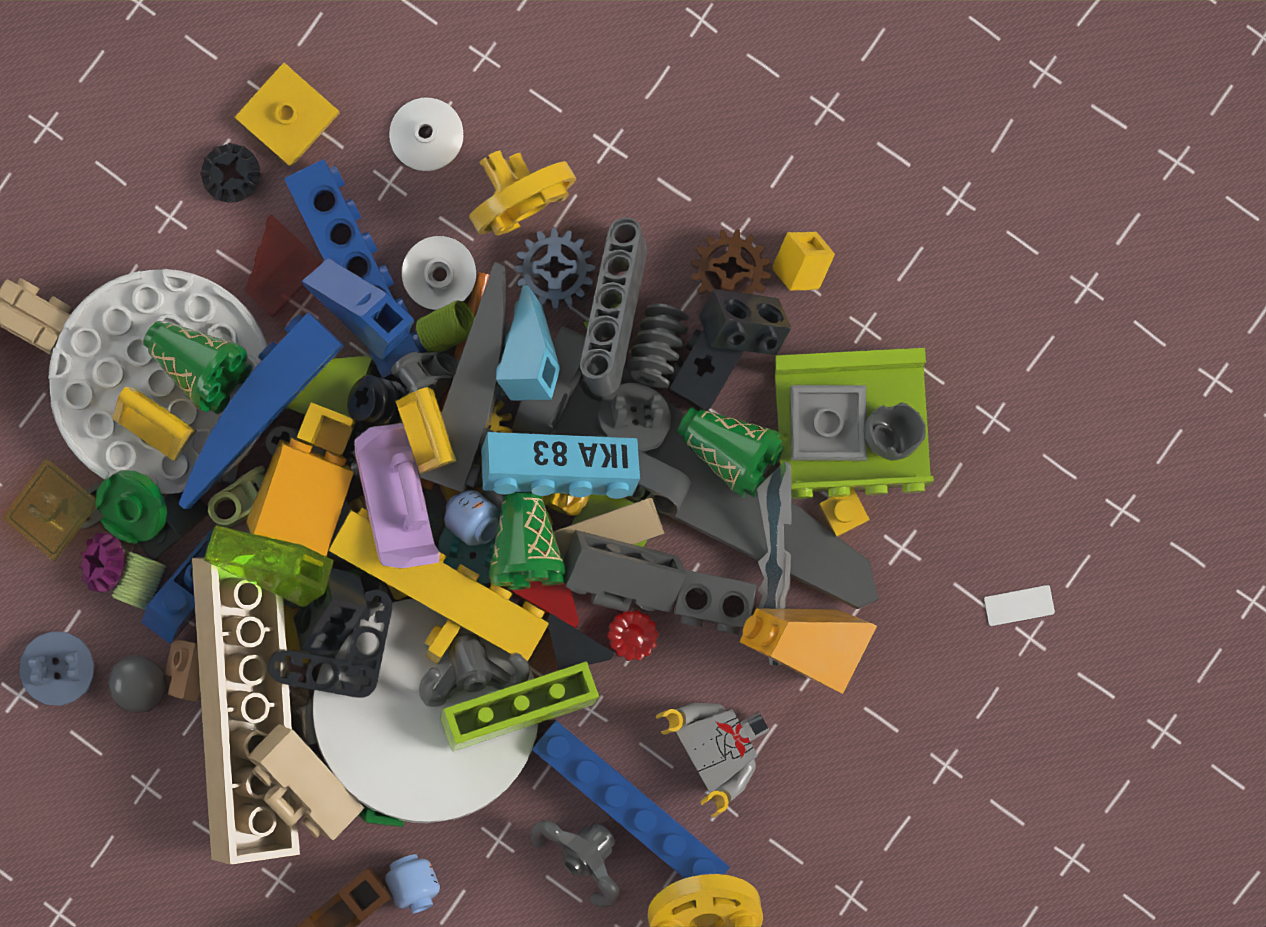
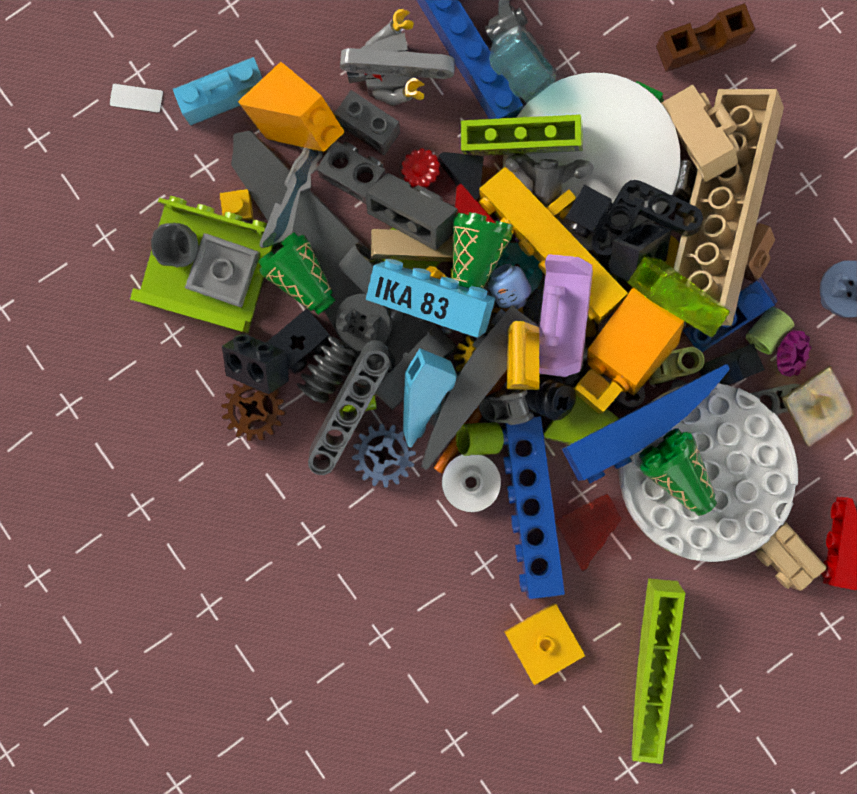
camera: 160 degrees left, 0 degrees up
(131, 506) = (761, 384): green tile -> none
(137, 683) = (794, 258): dark grey hair -> none
(146, 130) = (656, 668): none -> lime slope
(152, 423) = (726, 440): yellow tile -> none
(235, 189) = (588, 613): black gear -> none
(360, 307) = (541, 474): blue slope -> none
(407, 636) = (588, 211): none -> black brick
(412, 883) = (640, 46): light blue head -> none
(431, 152) = (439, 577): white dish -> none
(518, 192) = (390, 520): yellow piece -> none
(551, 793) = (521, 63): none -> clear light blue slope
(702, 744) = (397, 63): none -> light grey beam
(717, 667) = (367, 122): none -> dark grey brick
(803, 261) = (198, 397): yellow panel -> none
(912, 645) = (217, 91): none -> medium azure piece

